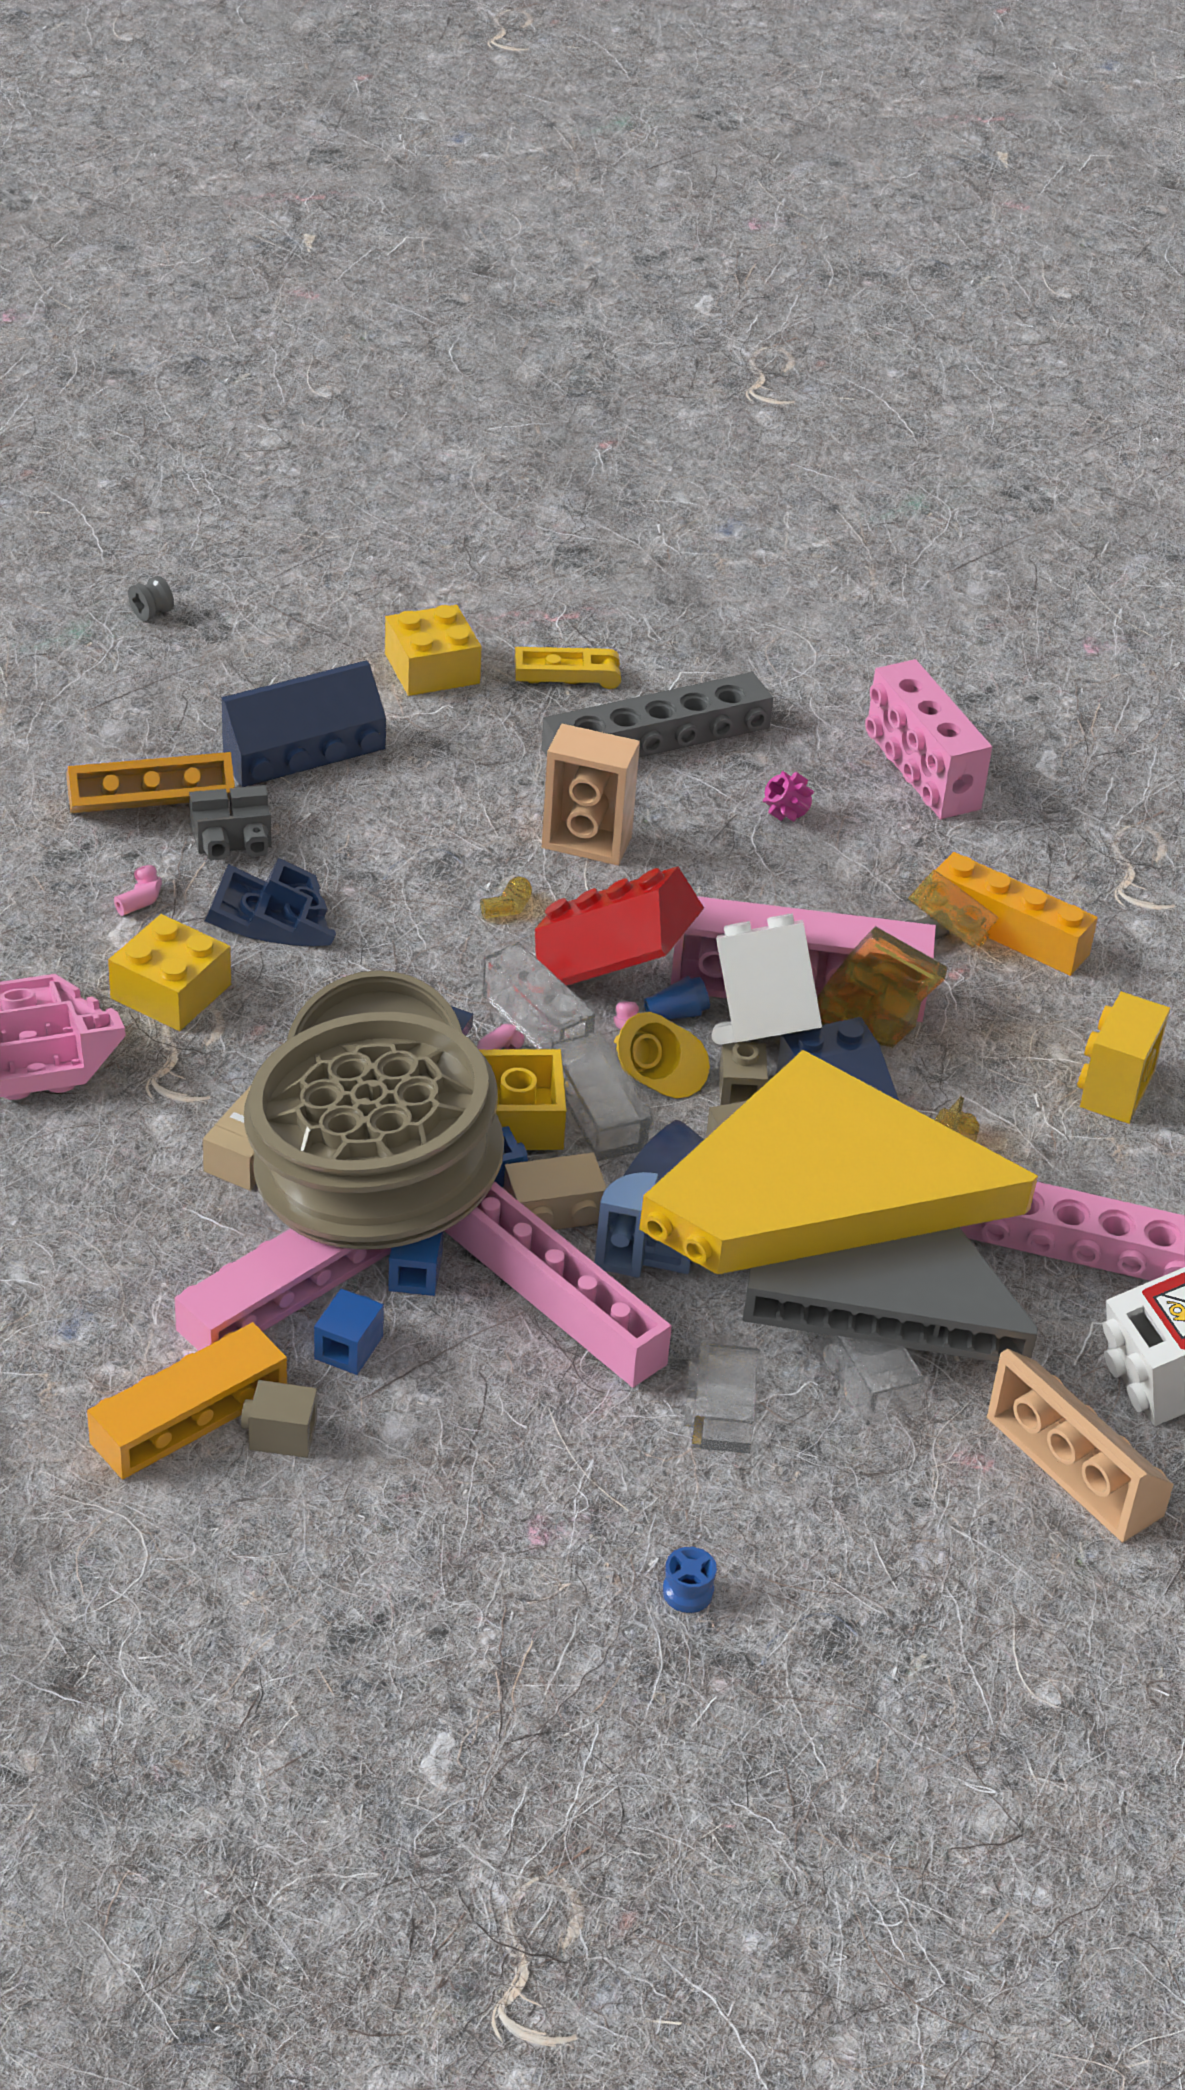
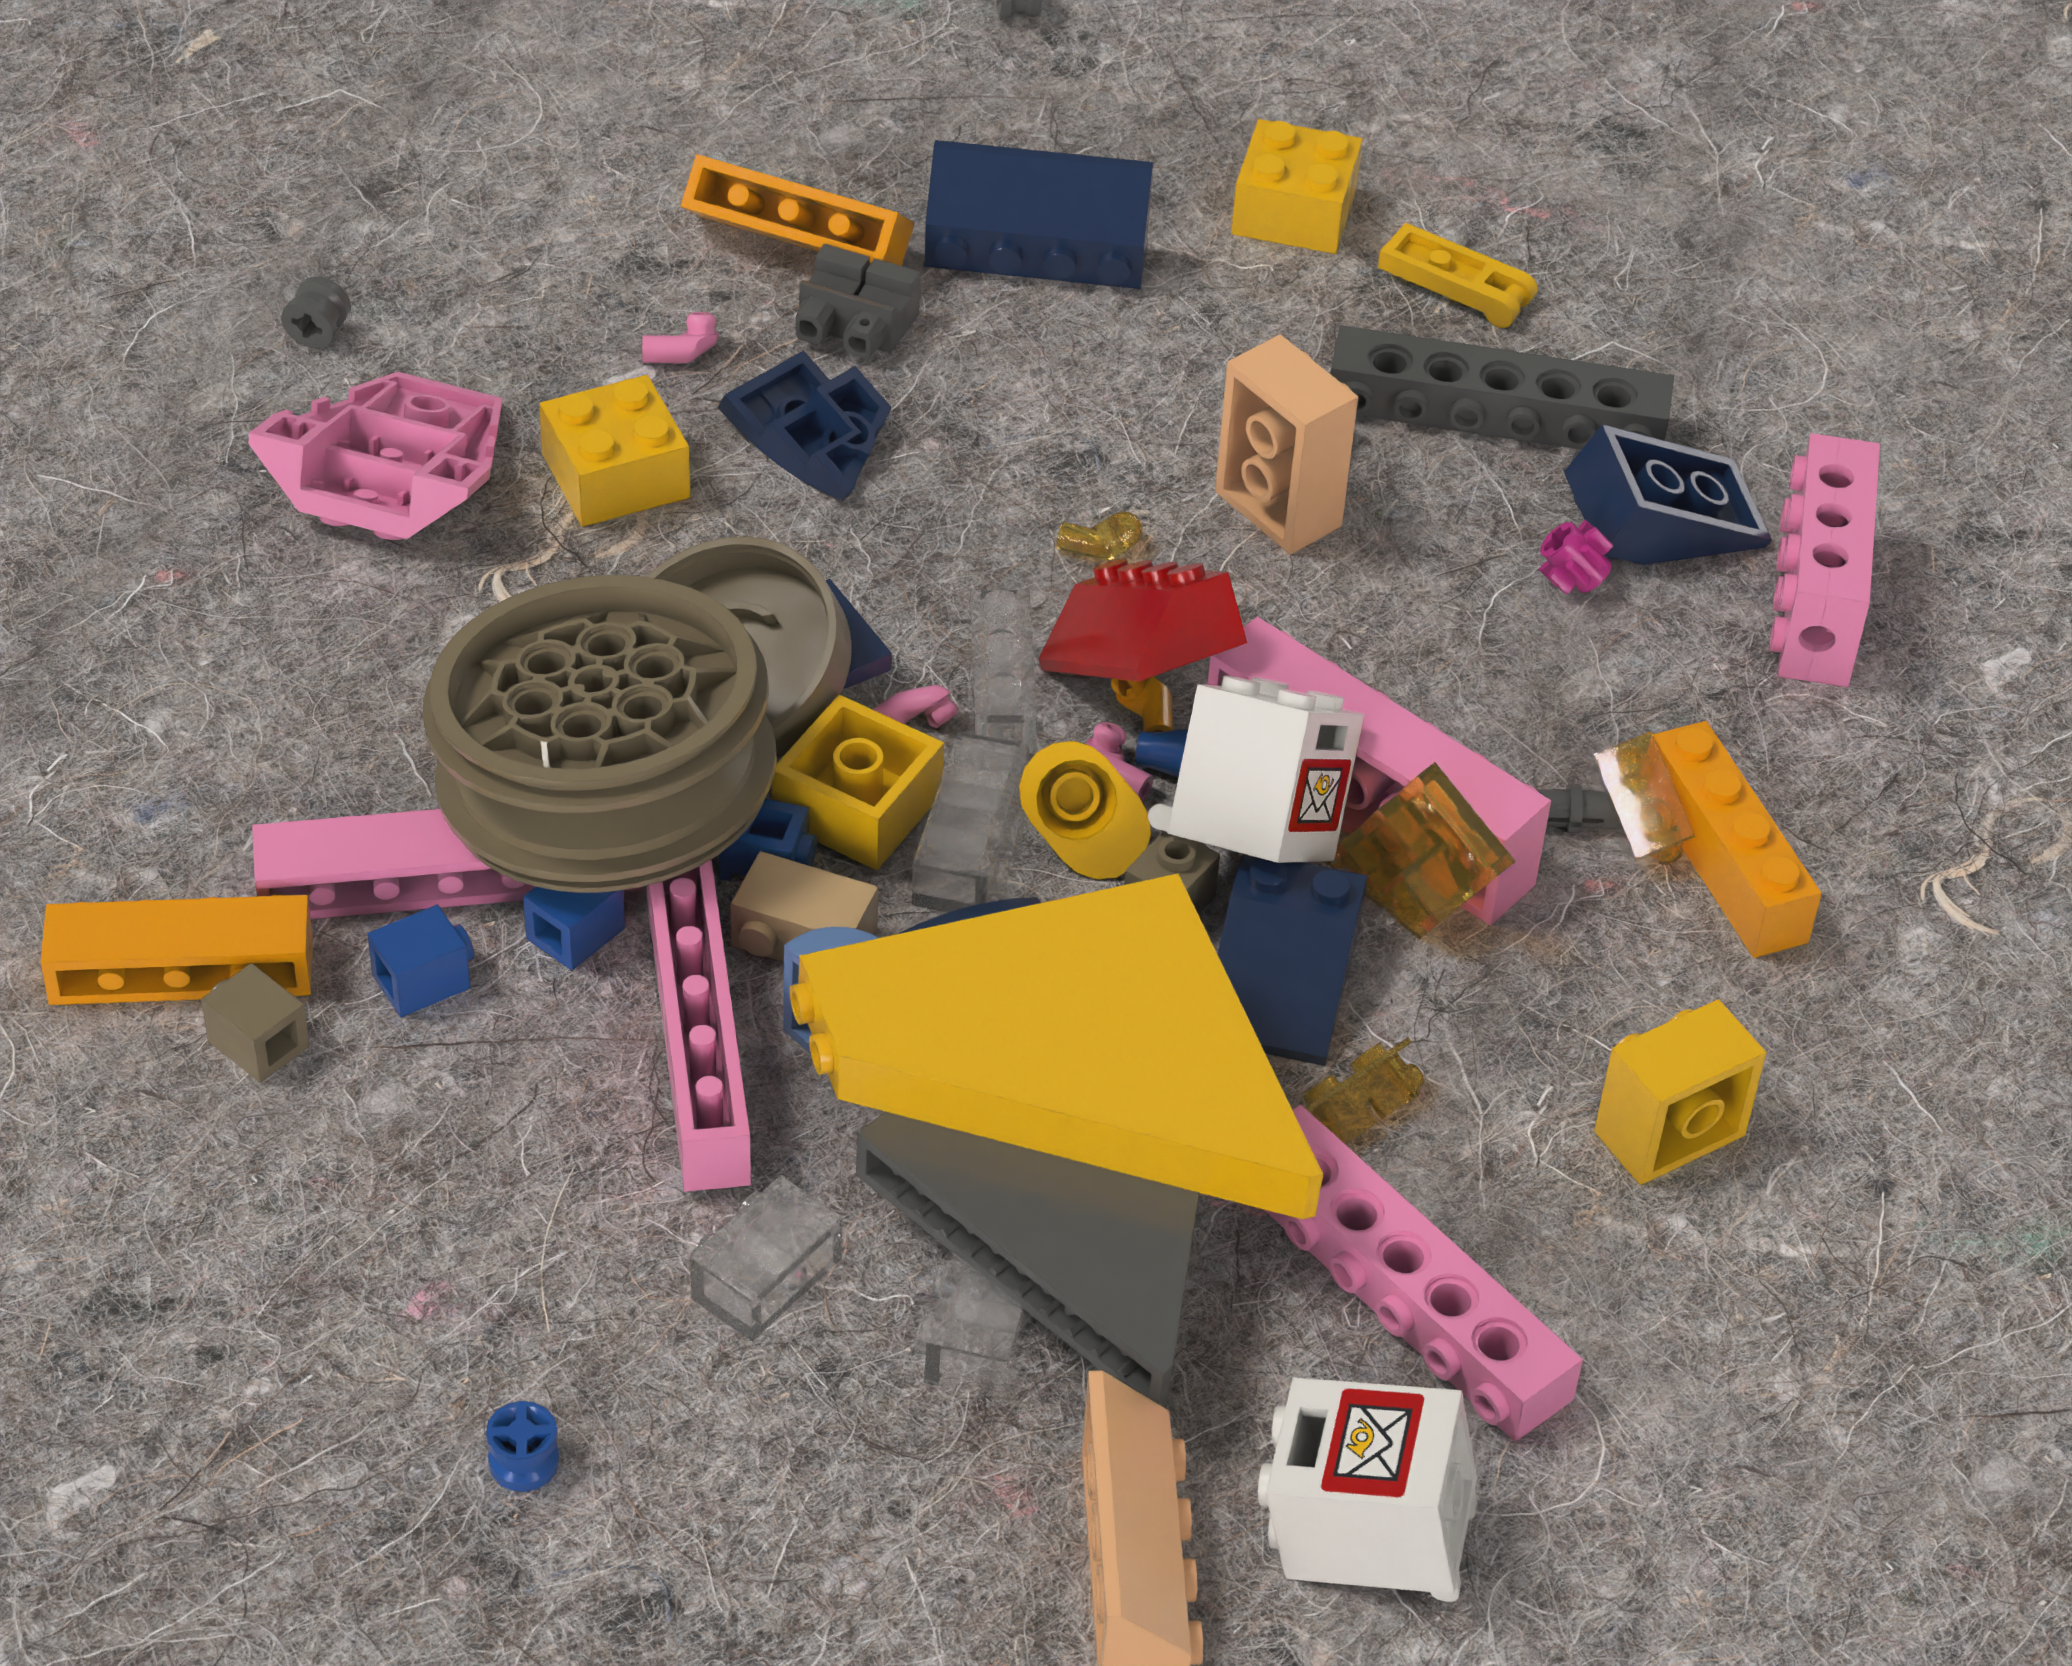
camera: 35 degrees right, 5 degrees up
(627, 982) = (1148, 700): none -> light orange arm
(799, 743) = (1663, 499): none -> dark blue slope

